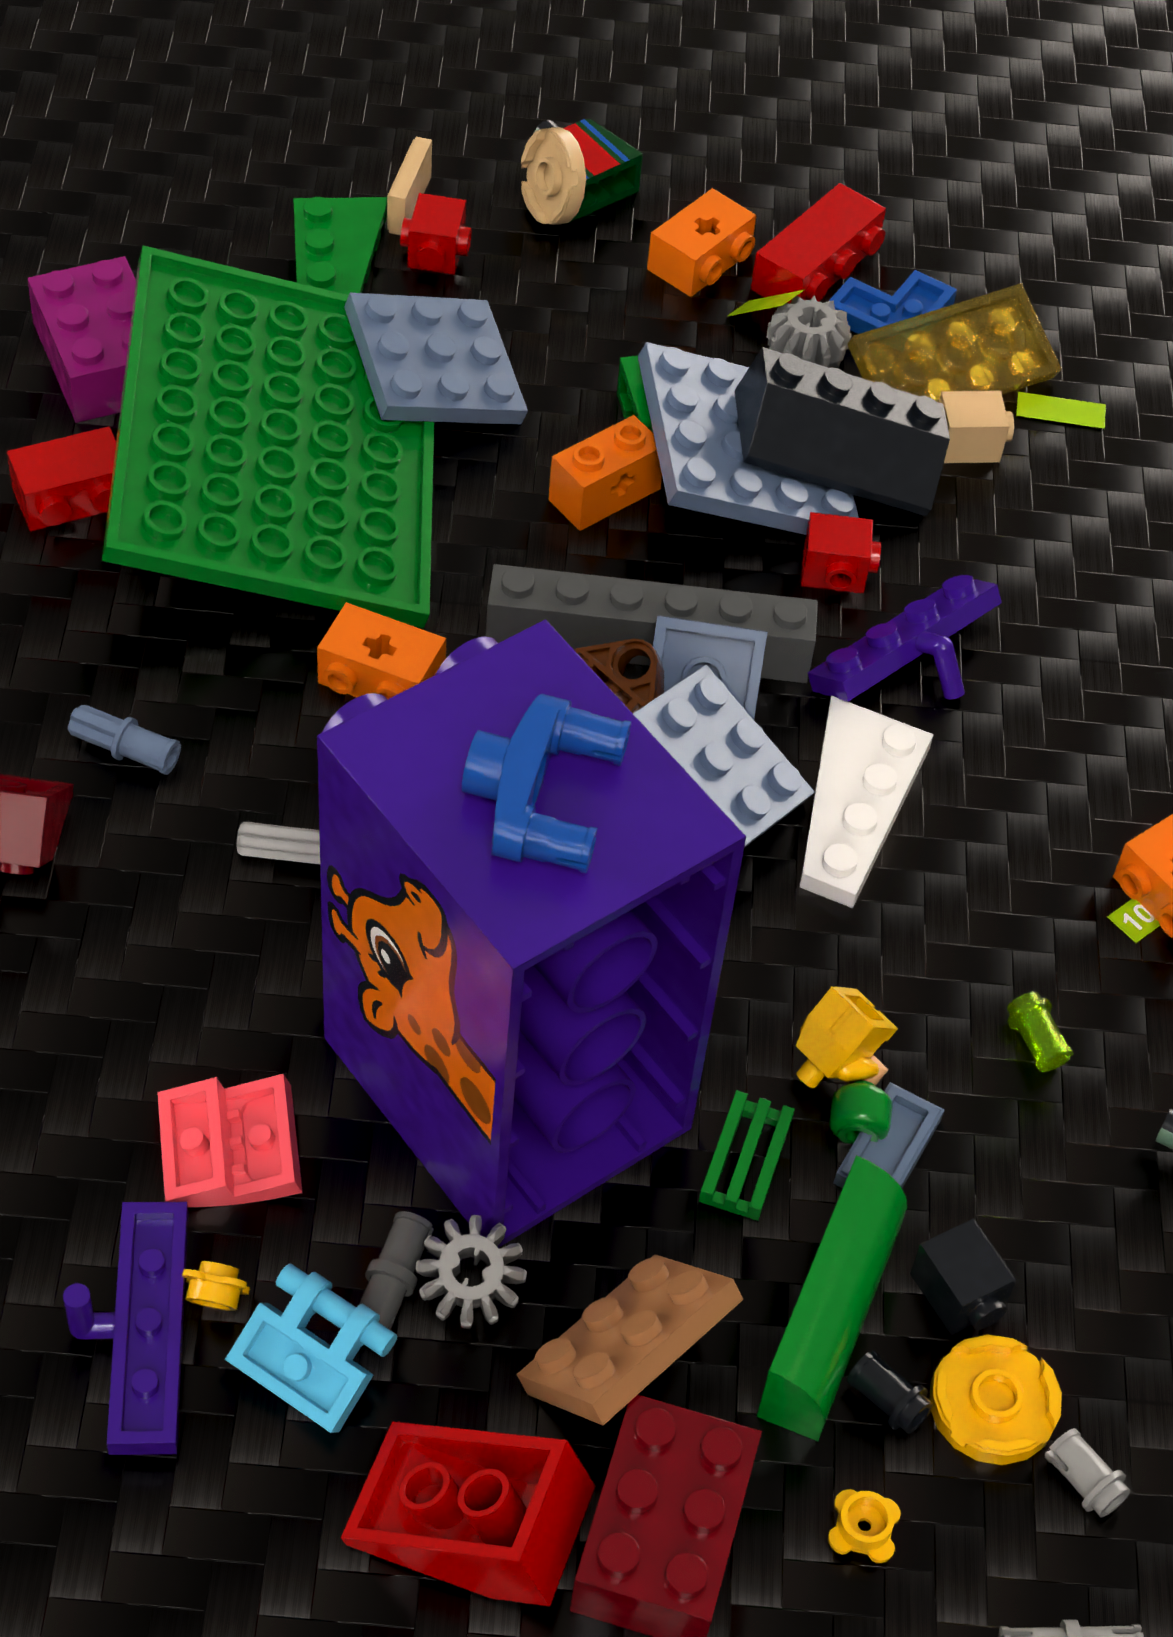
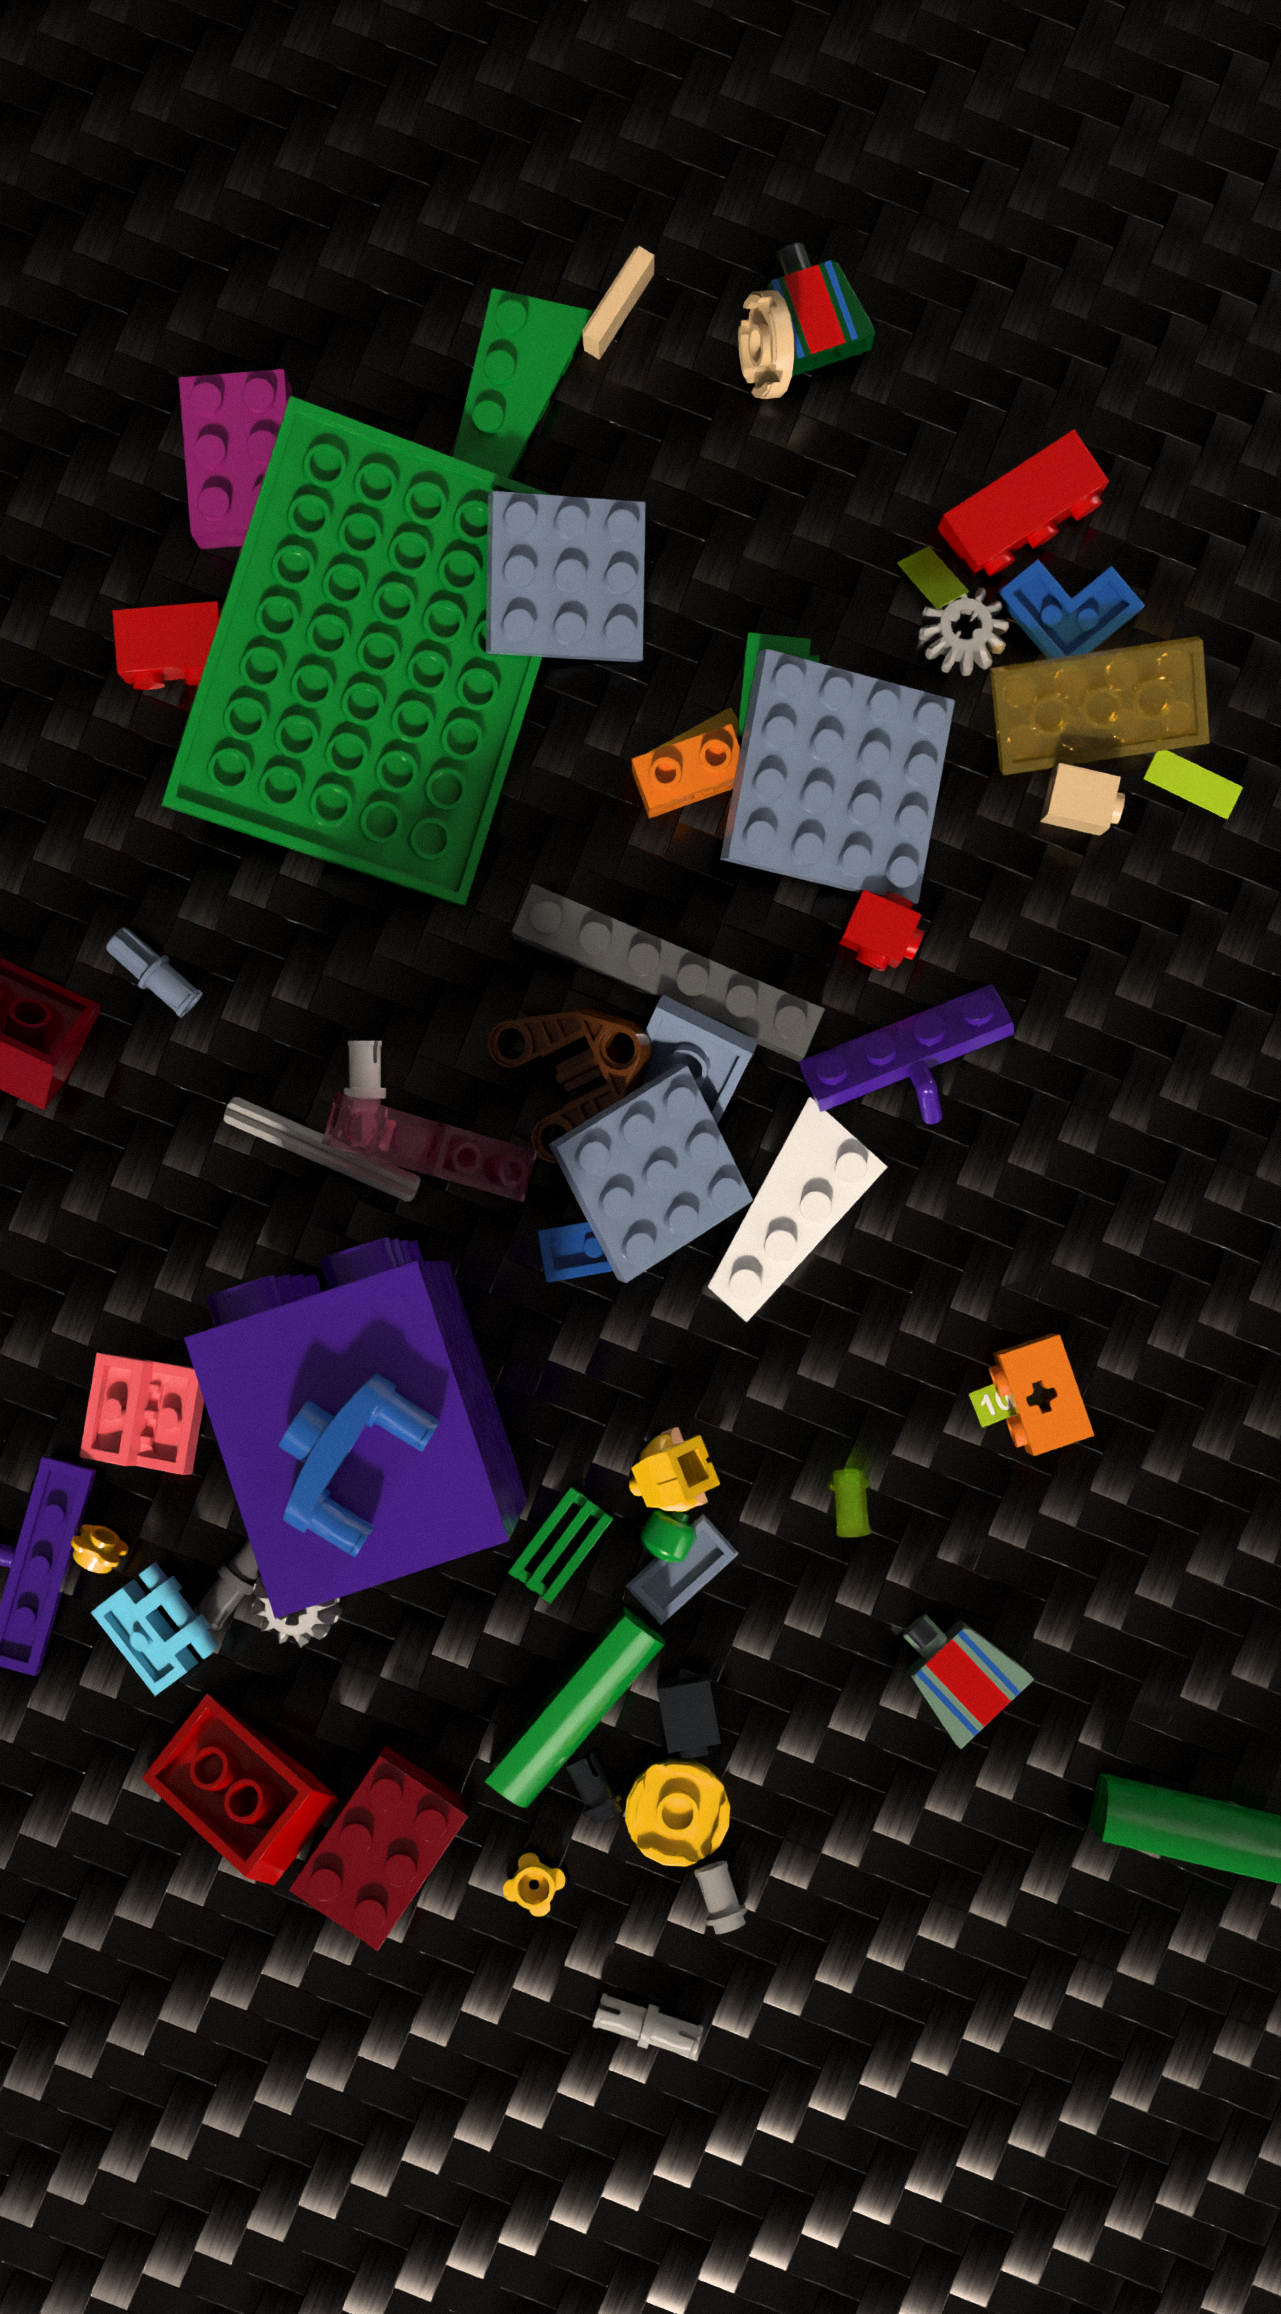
camera: 20 degrees right, 35 degrees up
(376, 654) = (390, 921): orange brick -> none
(436, 234) = (624, 385): red brick -> none
(629, 1338) = (400, 1697): medium nougat plate -> none
(701, 242) = (915, 442): orange brick -> none
(841, 431) = (929, 802): black slope -> none

